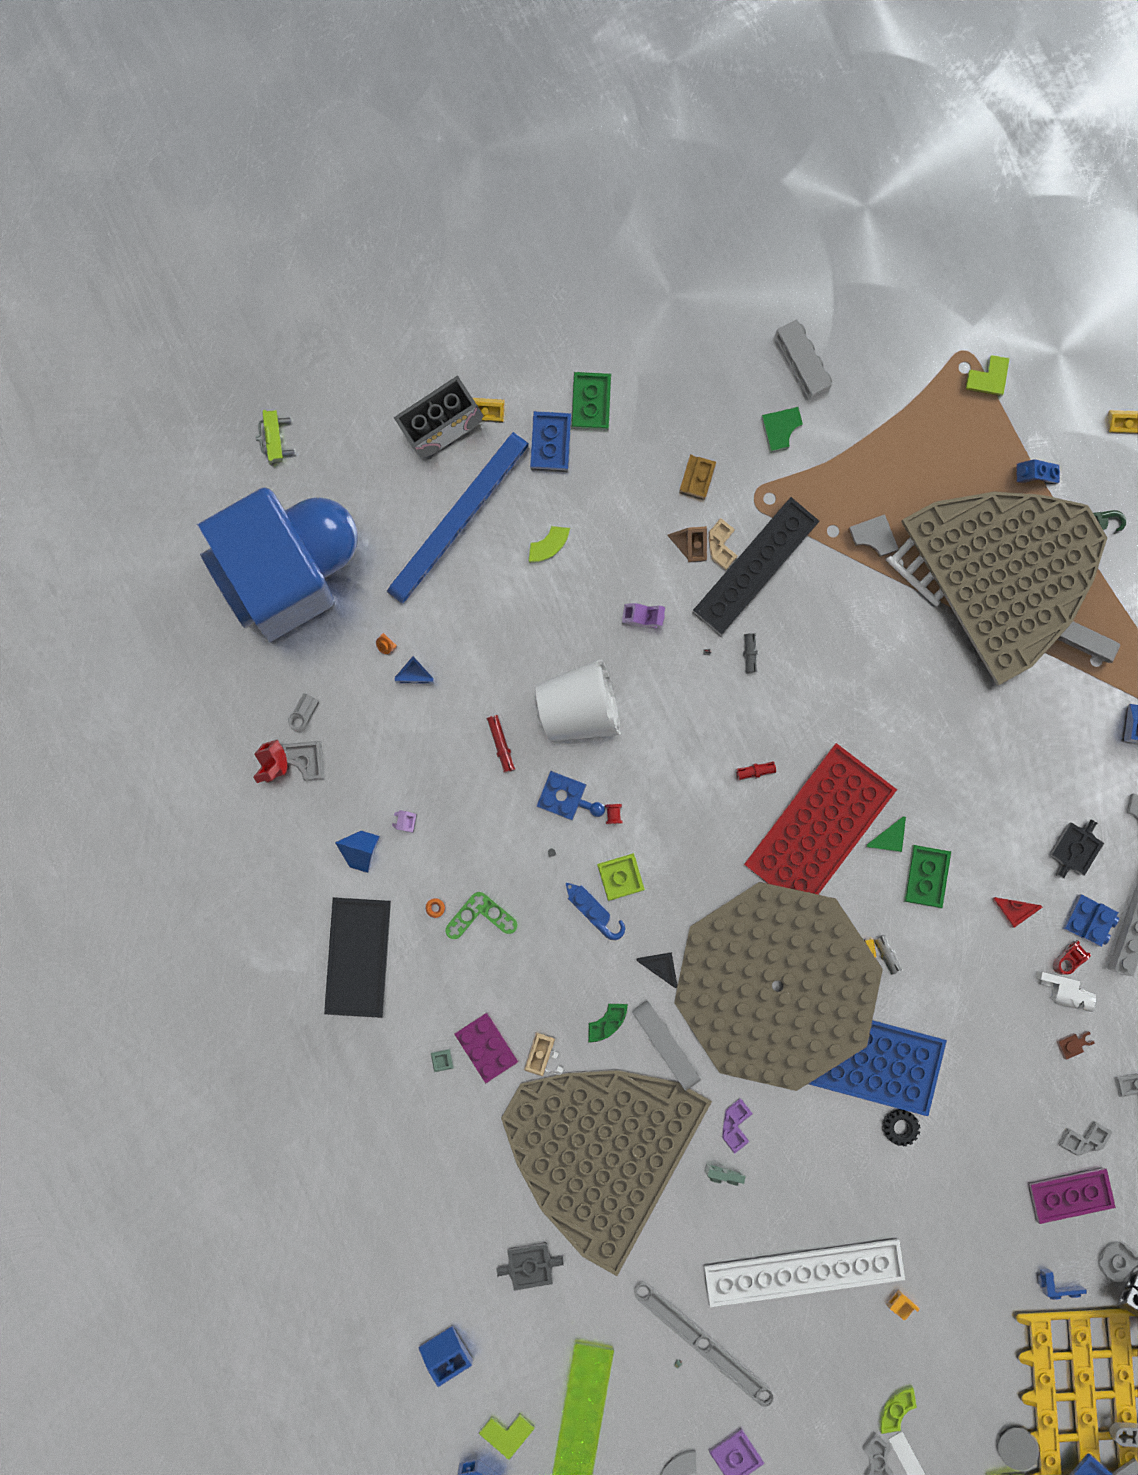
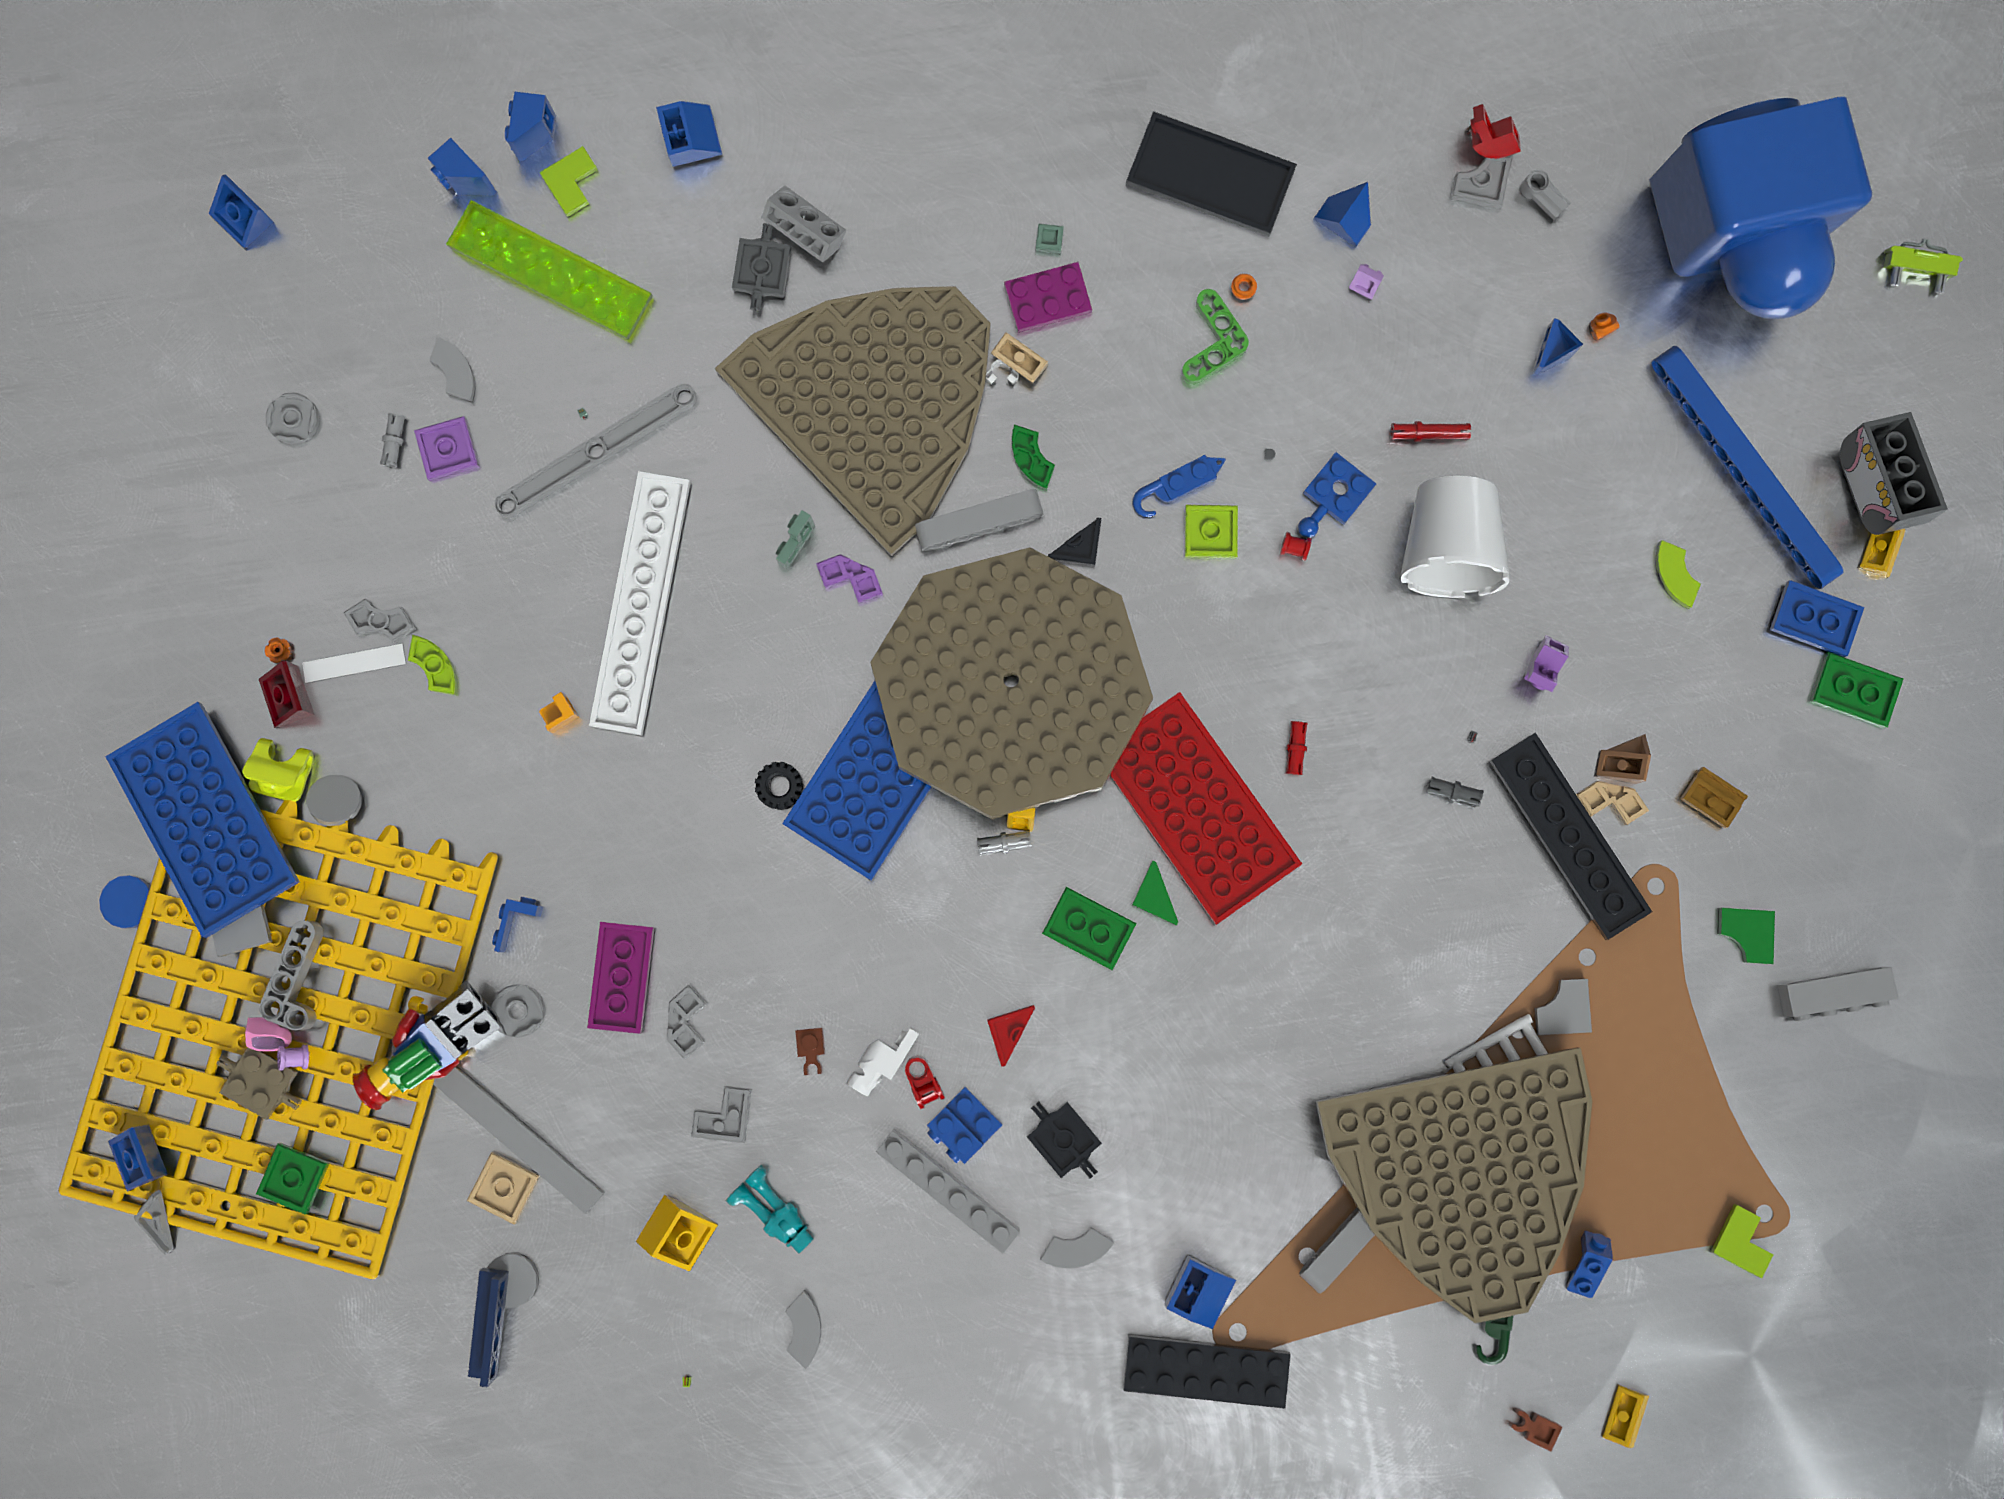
camera: 115 degrees right, 0 degrees up
(496, 1242) = (803, 223): none -> light grey brick

